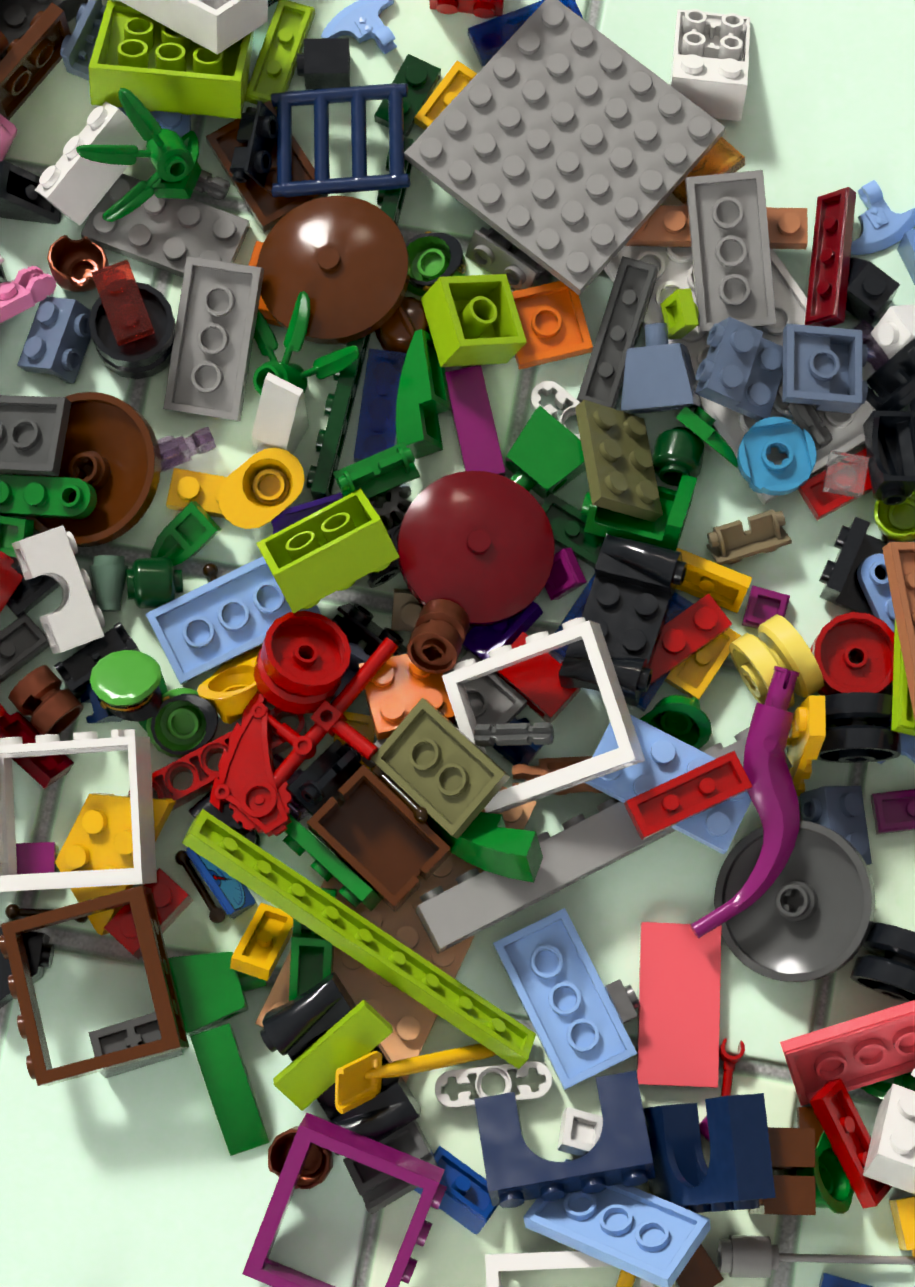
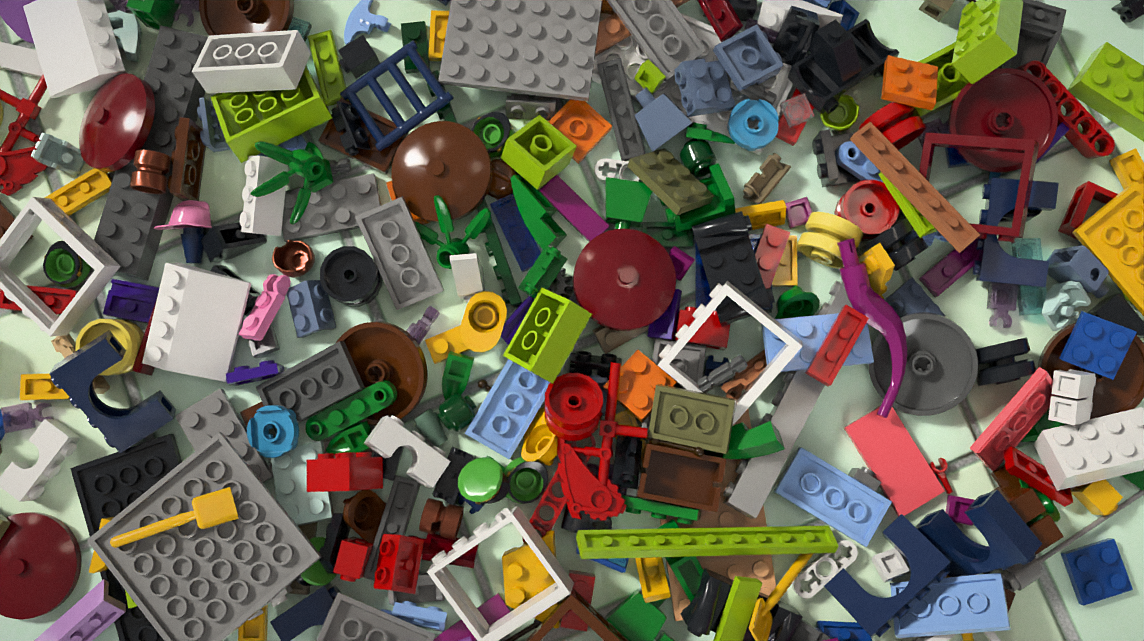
camera: 30 degrees left, 5 degrees up
(122, 302) = (336, 266): clear red plate -> none
(216, 914) = (613, 574): dark brown hinge -> none
(438, 636) = (639, 343): copper wheel -> none

